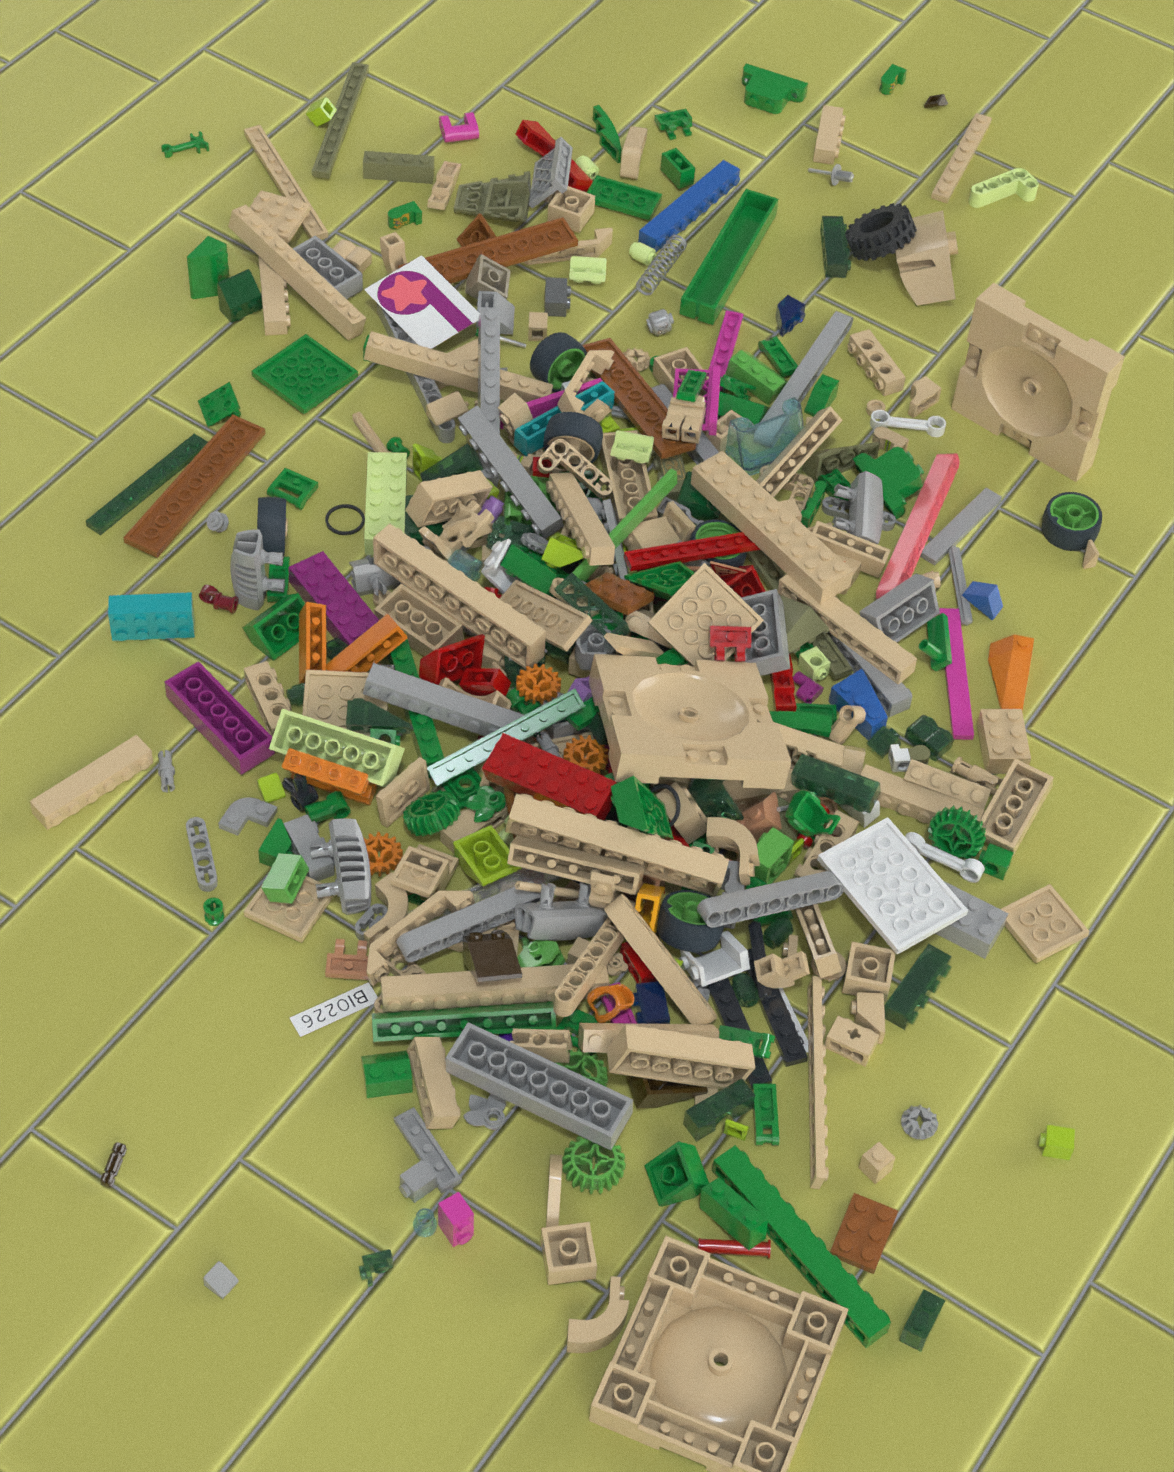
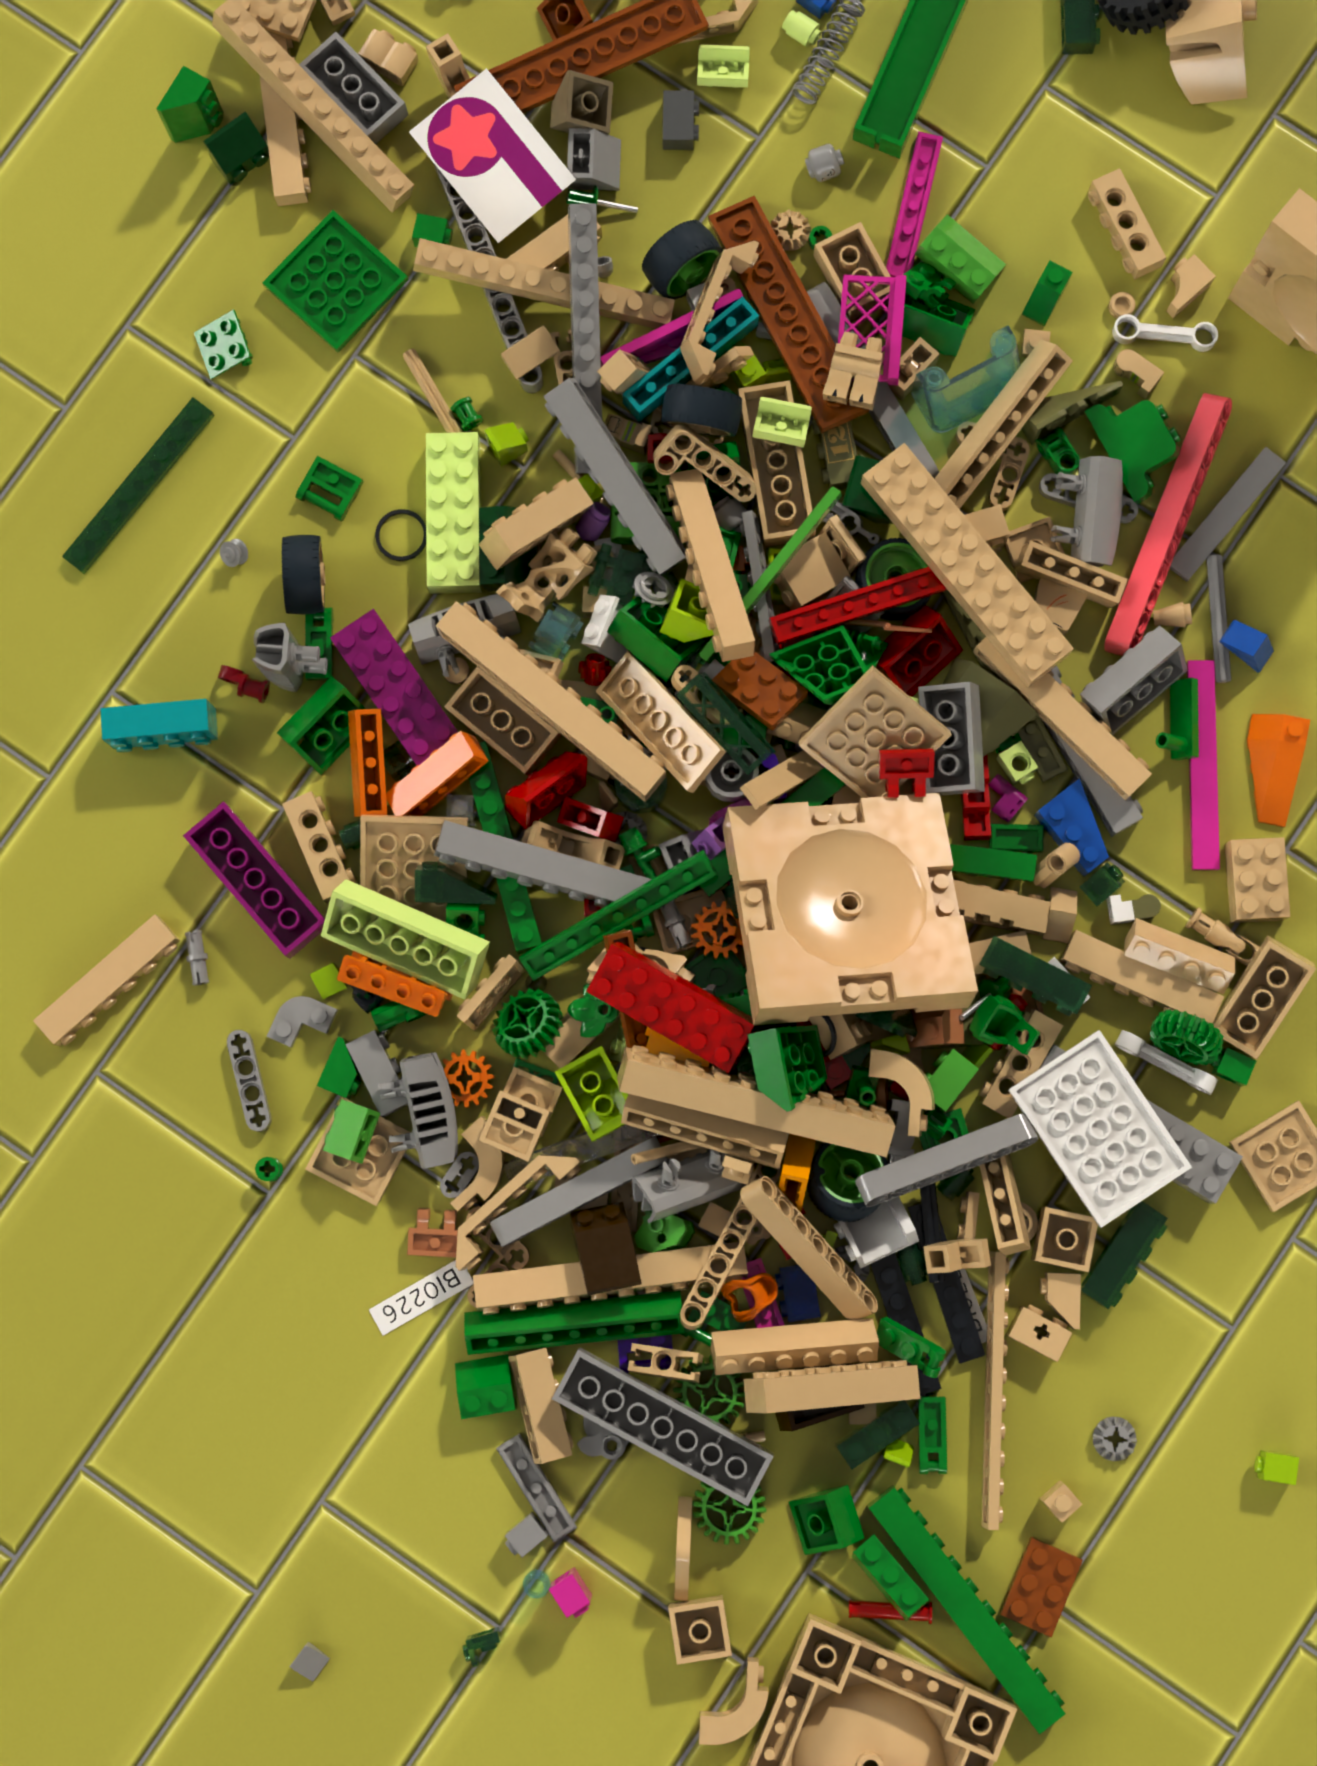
camera: 10 degrees right, 30 degrees up
(113, 1164) = (178, 1516): axle -> none
(194, 486) = (201, 488): dark orange plate -> none
(457, 463) = (538, 464): clear green brick -> none
(470, 778) = (565, 987): green piece -> none
(537, 326) = (653, 178): tan brick -> none
(538, 684) = (645, 824): orange gear -> none
(691, 385) = (864, 318): green tile -> none
(778, 356) = (990, 217): green plate -> none
(789, 314) = (1006, 136): clear blue slope -> none
(813, 362) = (1026, 252): light grey beam -> none
(813, 504) = (1026, 490): green plate -> none
(922, 1320) = (1102, 1704): clear green brick -> none
(927, 733) = (1162, 875): clear green brick -> none

